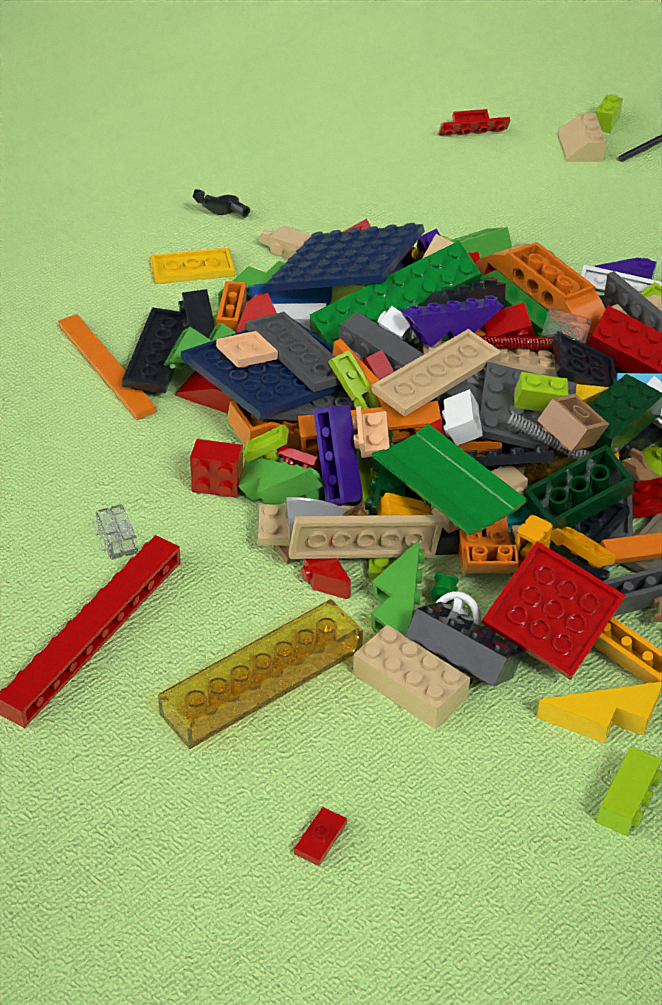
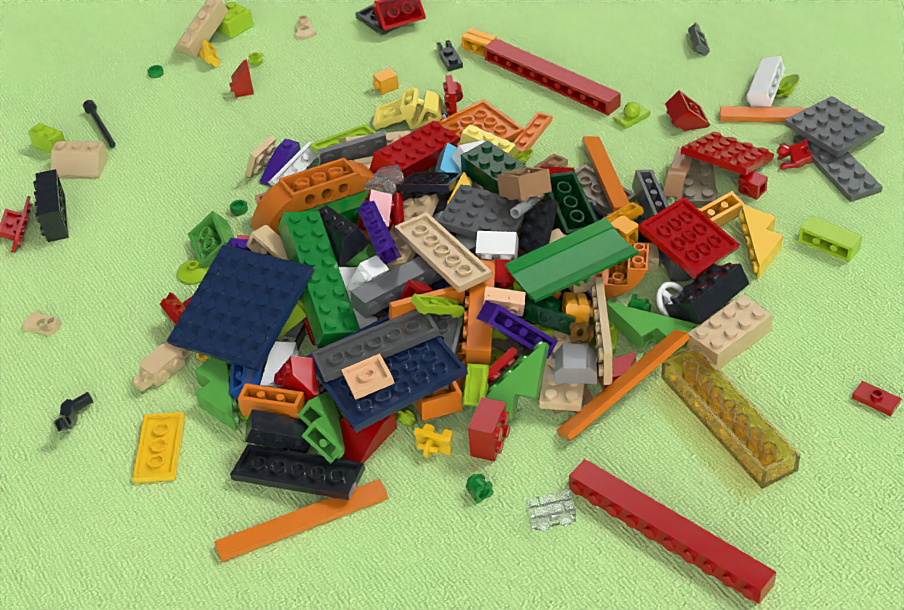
camera: 75 degrees left, 0 degrees up
(146, 476) = (479, 487): none -> green brick
(209, 432) = (432, 442): none -> yellow hips
(299, 573) = (623, 384): none -> orange tile
(340, 165) = (51, 325): none -> tan piece
(498, 133) = (50, 206): none -> black brick
(537, 390) = (485, 195): lime brick -> none
(619, 248) = (260, 156): none -> tan plate

